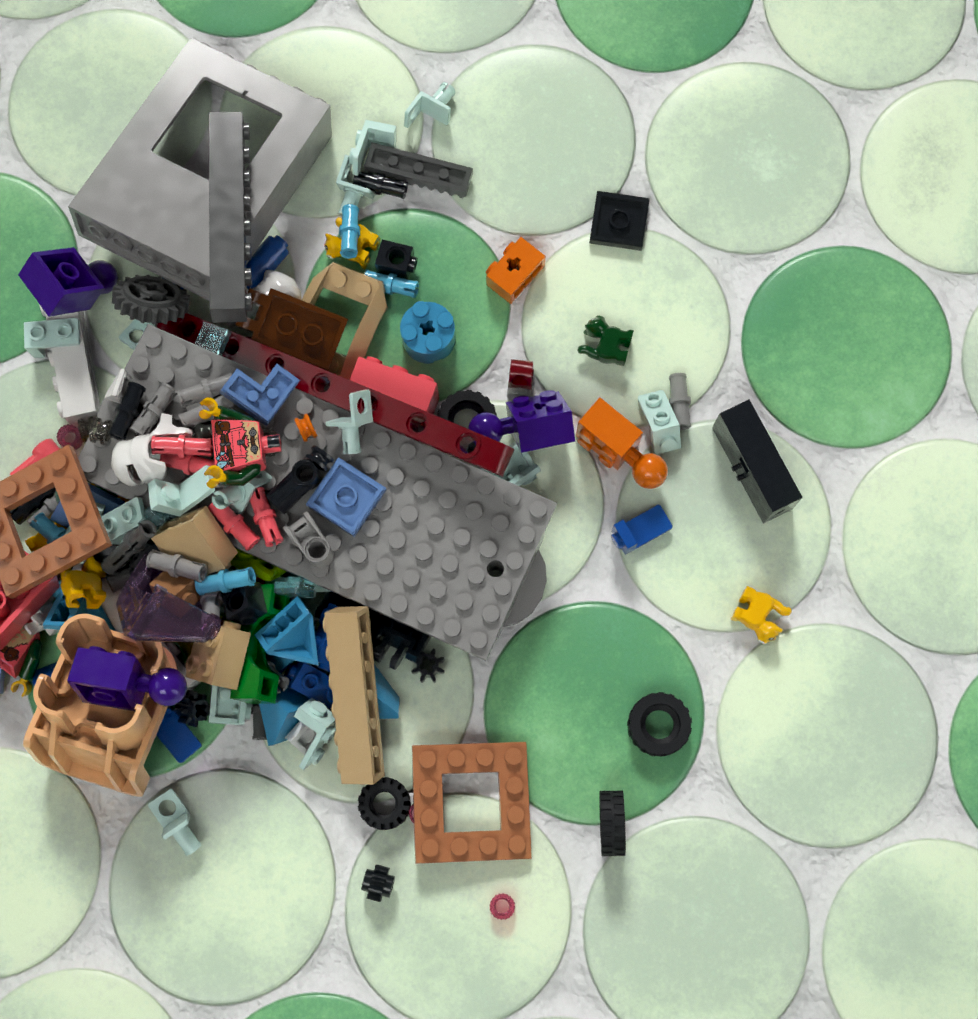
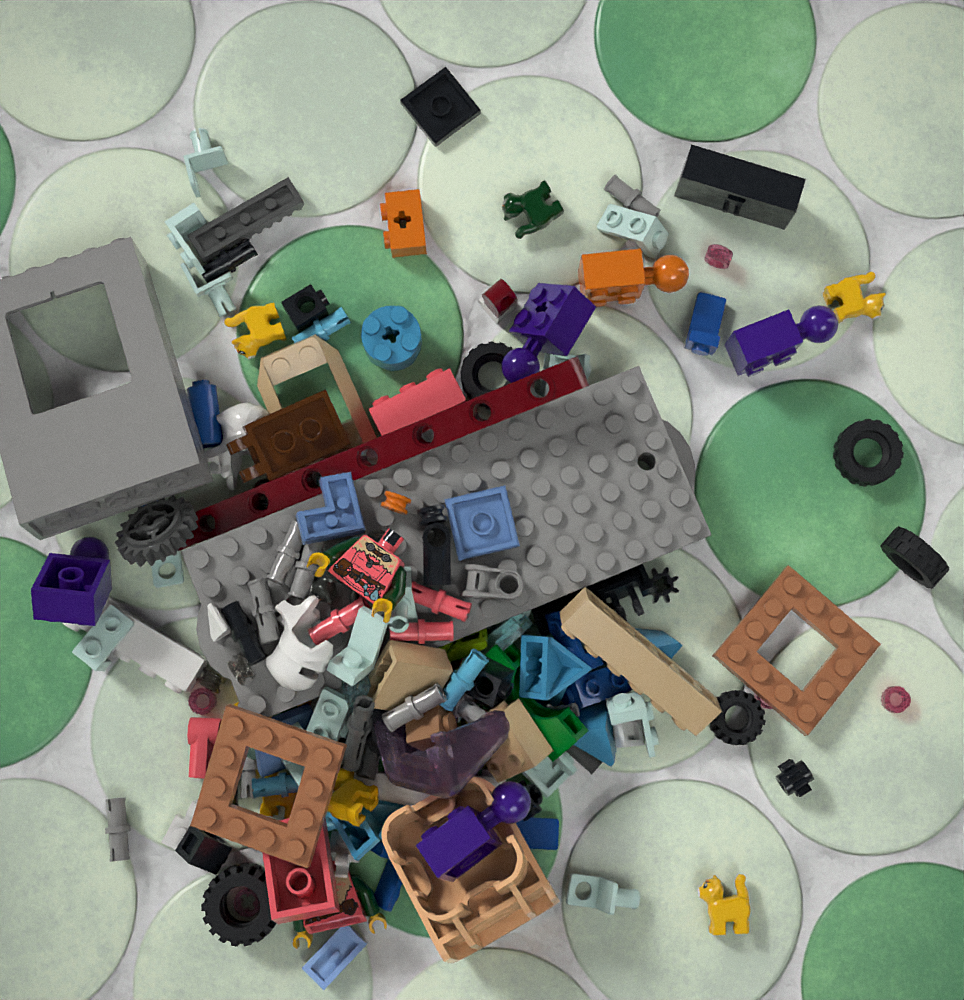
camera: 50 degrees left, 5 degrees up
(182, 446) = (322, 614): coral pin -> none
(213, 338) = (241, 510): clear light blue plate -> none
(228, 217) = (158, 403): dark grey brick -> none
(242, 919) = (726, 909): none -> yellow animal
(349, 231) = (250, 321): medium azure pin -> none
(350, 425) = (430, 464): light aqua bracket -> none
(673, 585) = (778, 338): none -> dark purple brick
(697, 494) = (718, 256): none -> clear pink axle

